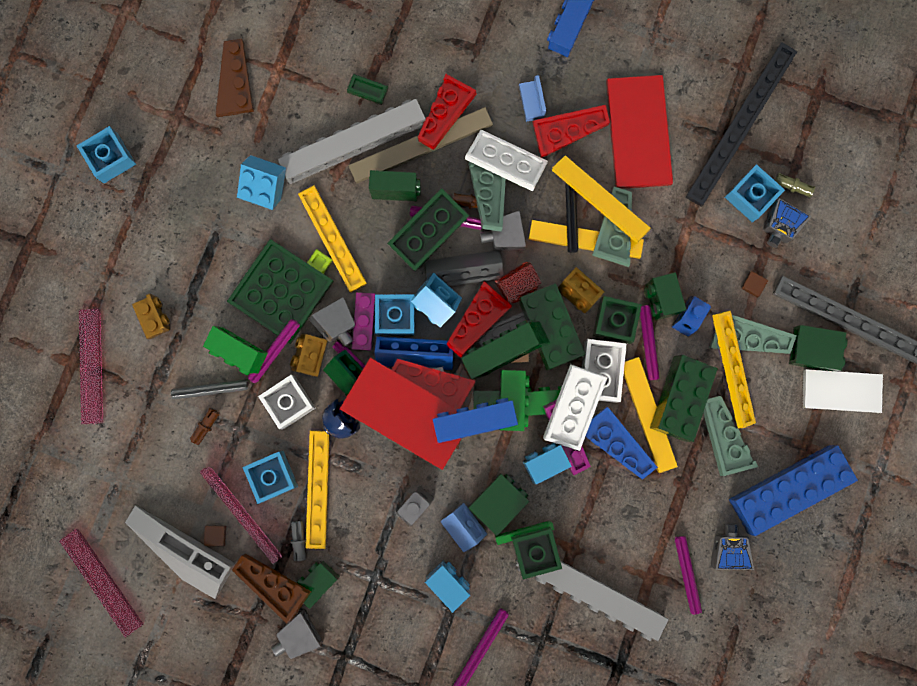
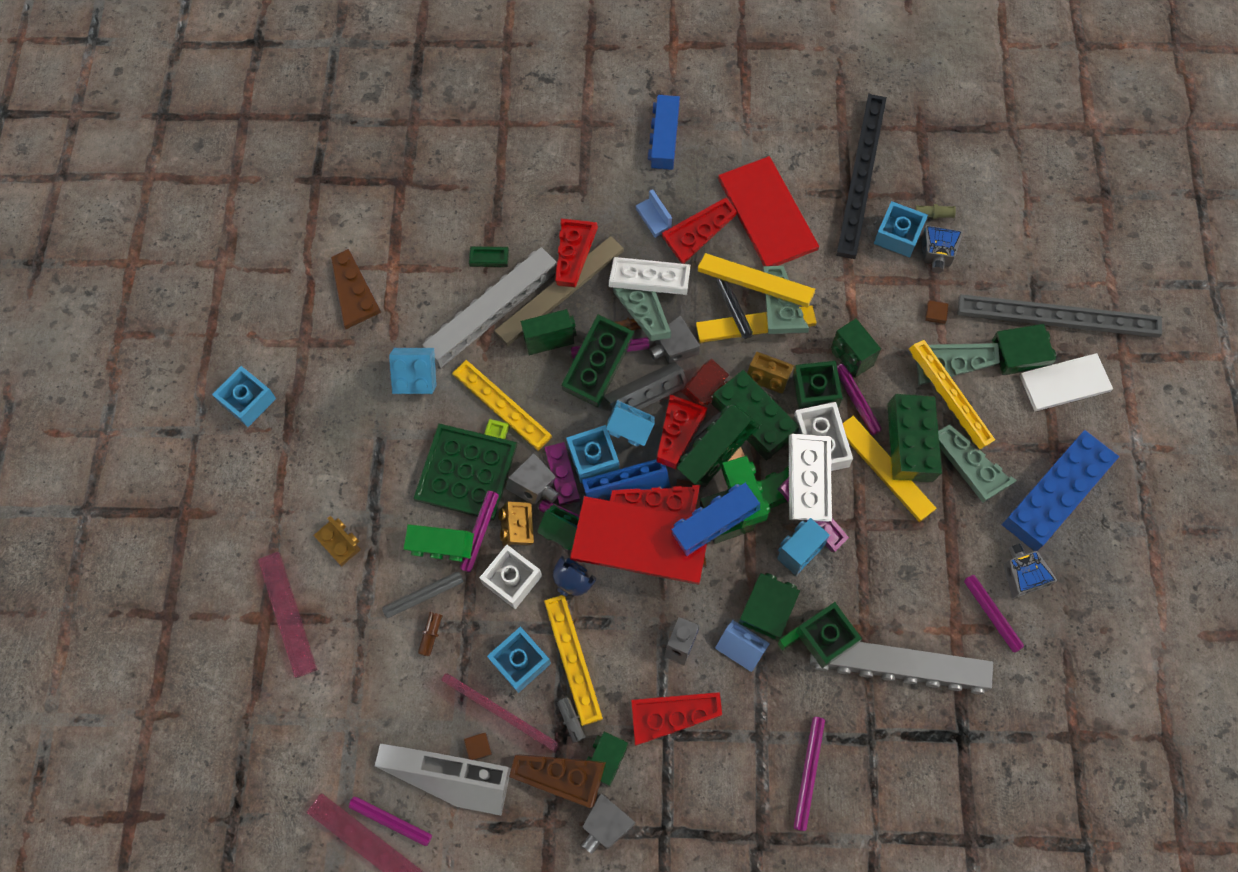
camera: 15 degrees left, 15 degrees down
(124, 571) = (390, 821): none -> magenta axle
(381, 565) = (668, 715): none -> red wing
(448, 585) = (749, 706): dark azure brick -> none
(614, 439) = (861, 502): blue wing -> none
(693, 316) = (889, 355): blue torso -> none

